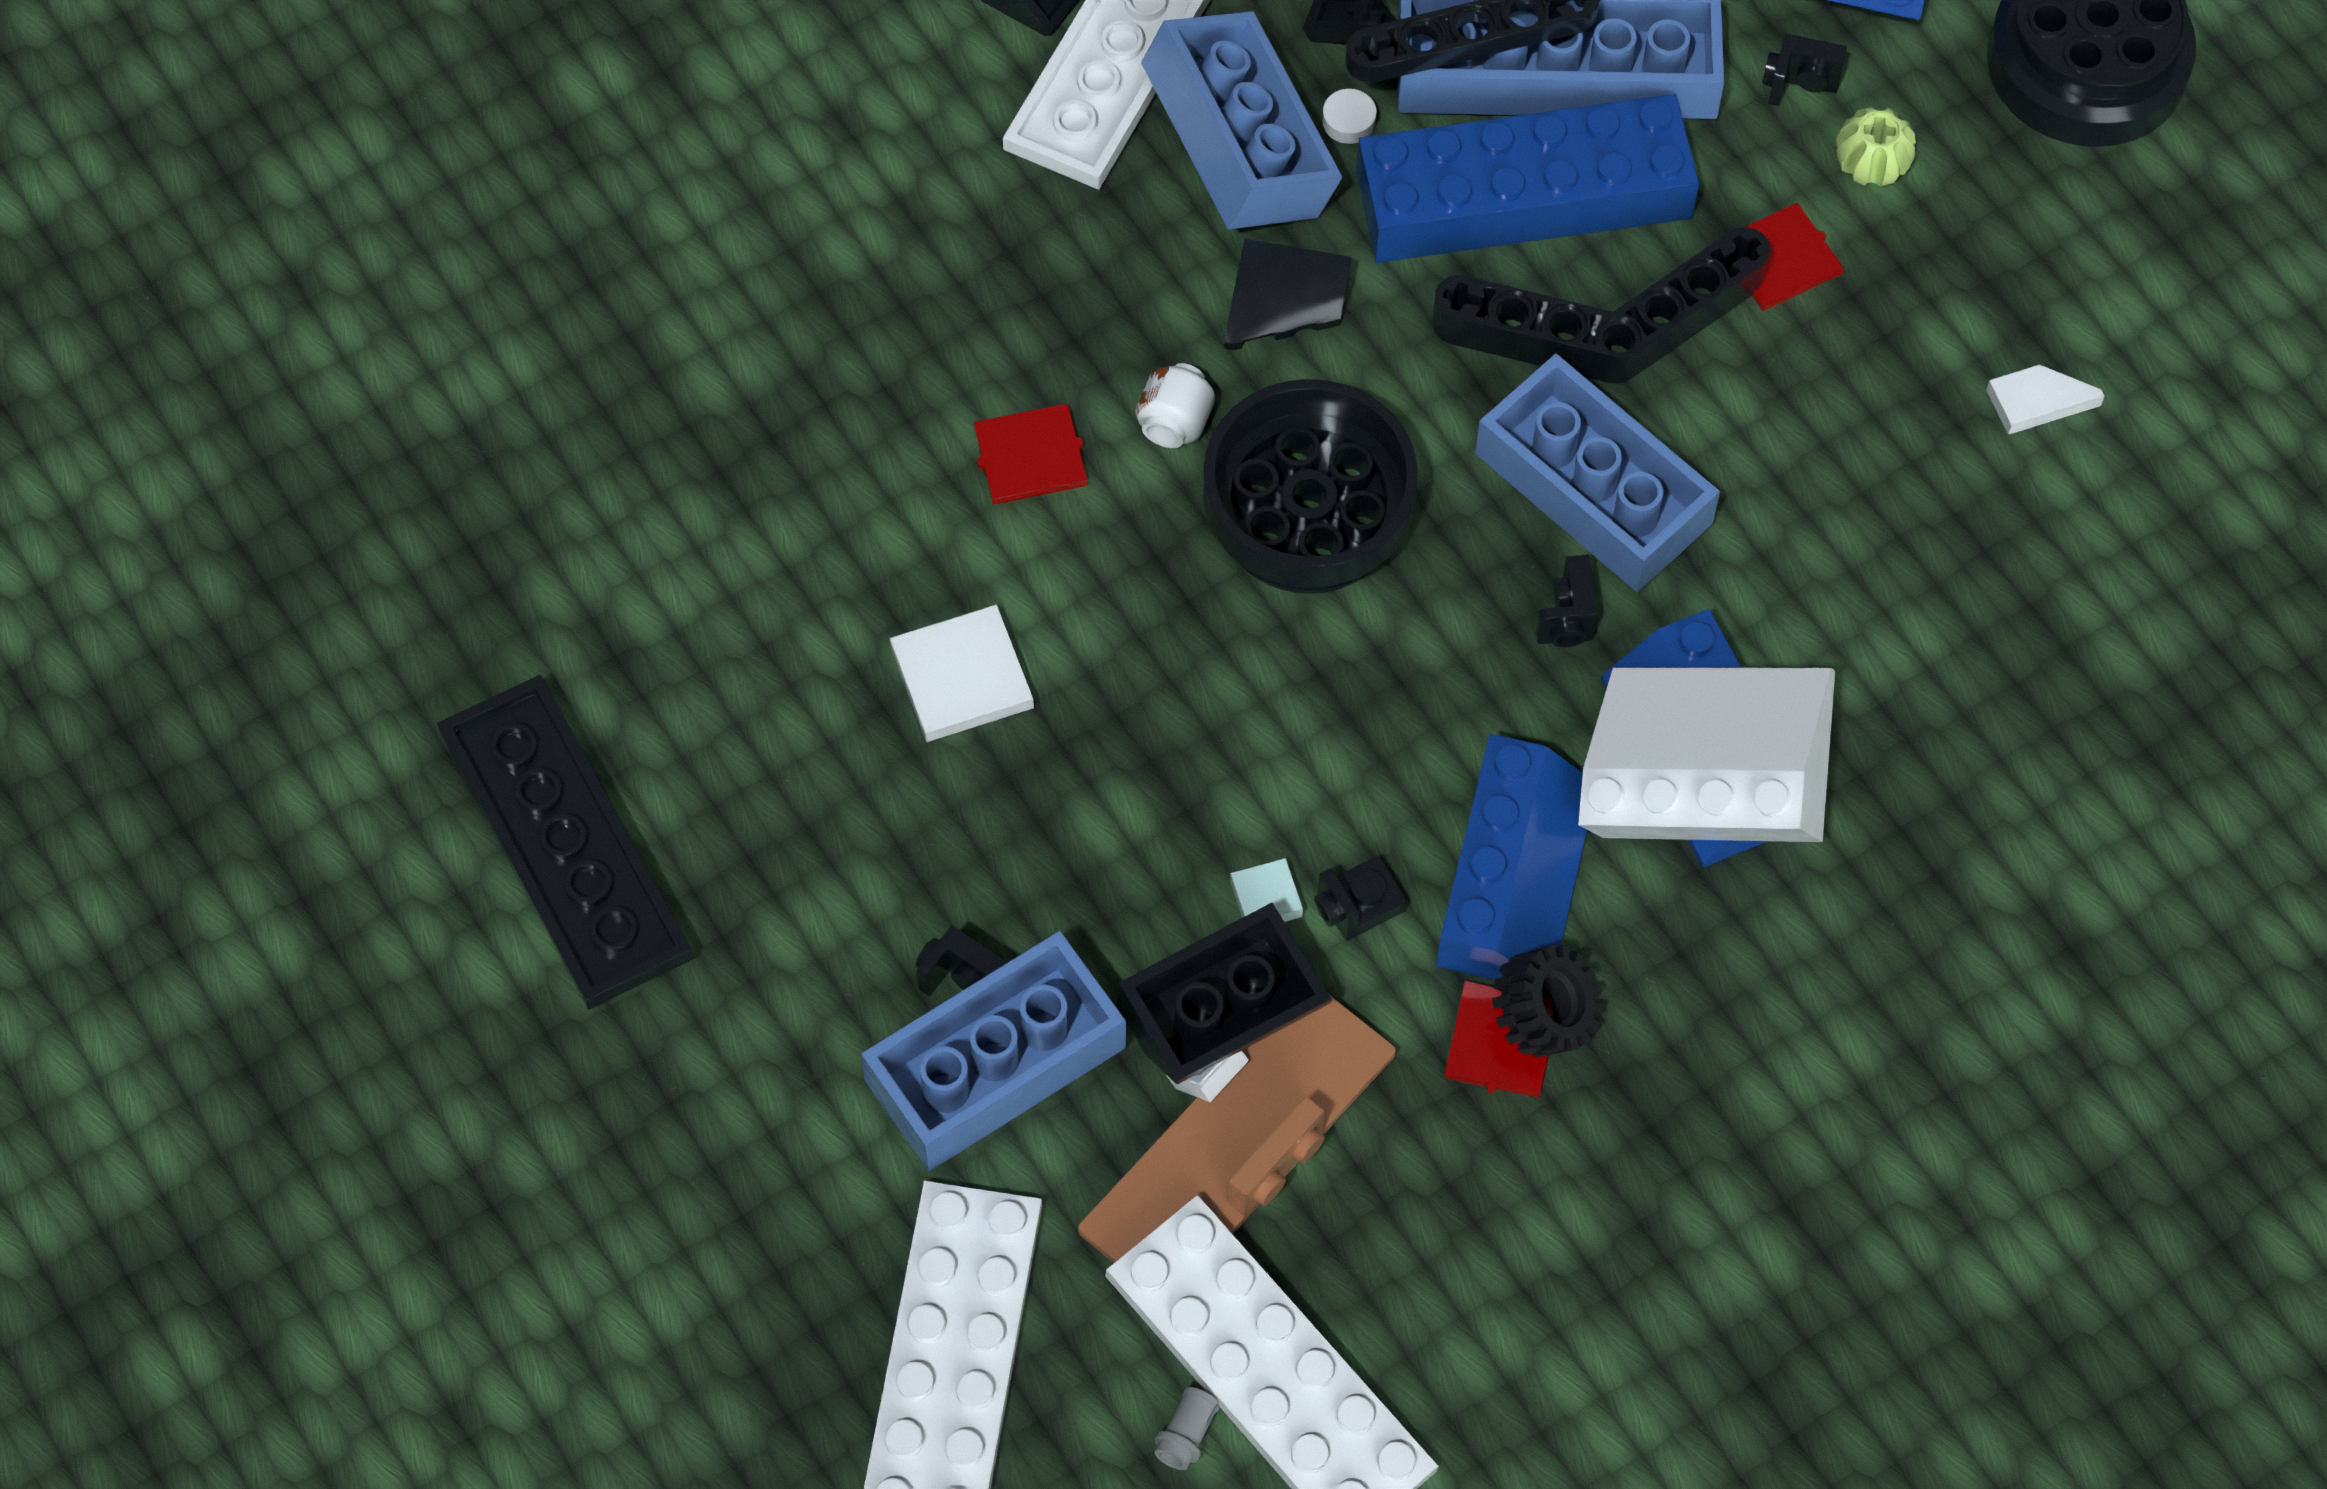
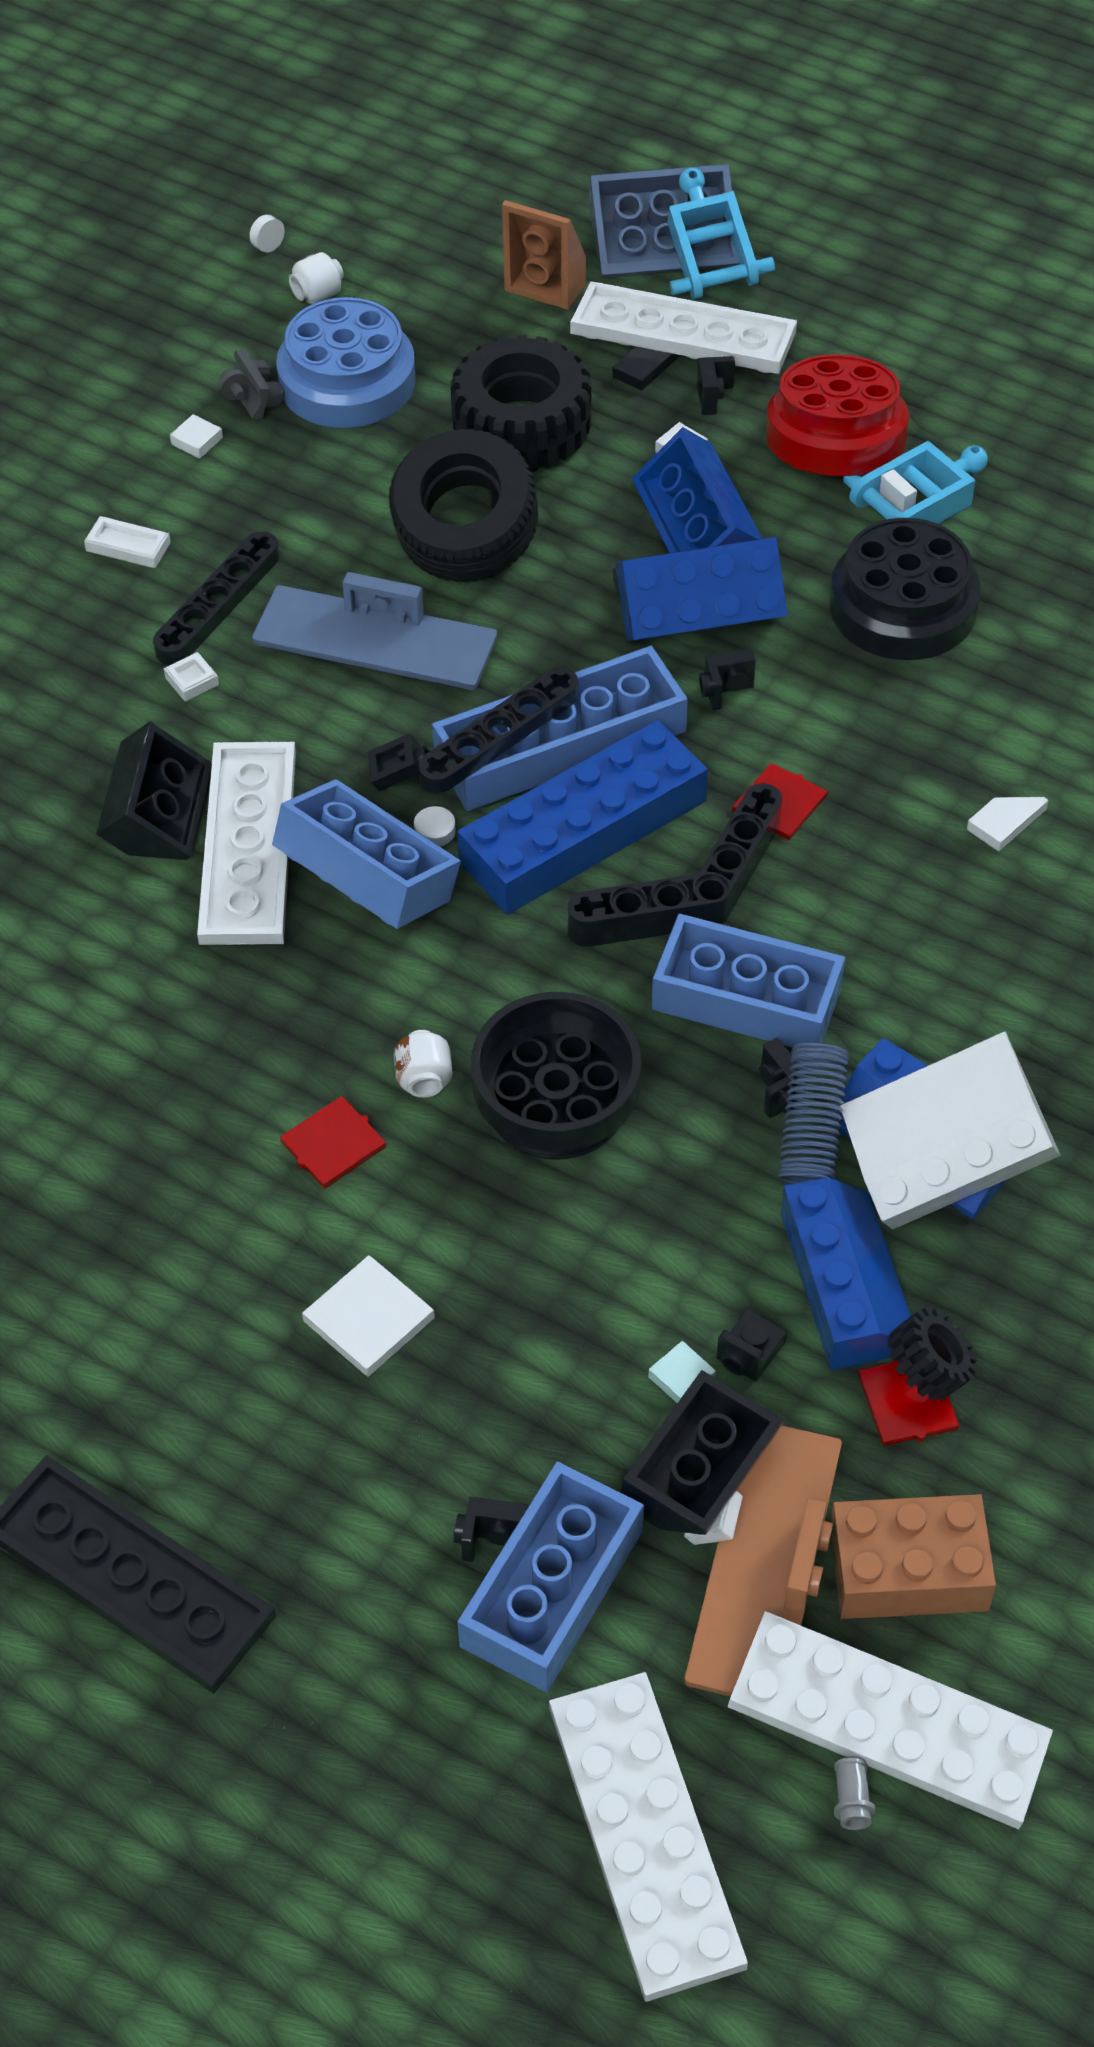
camera: 25 degrees left, 10 degrees down
(1285, 292) = (458, 956): black slope -> none
(1393, 1211) = (912, 1556): none -> nougat brick
(1516, 716) = (816, 1056): none -> sand blue piece
(1875, 146) = (805, 704): yellowish green piece -> none

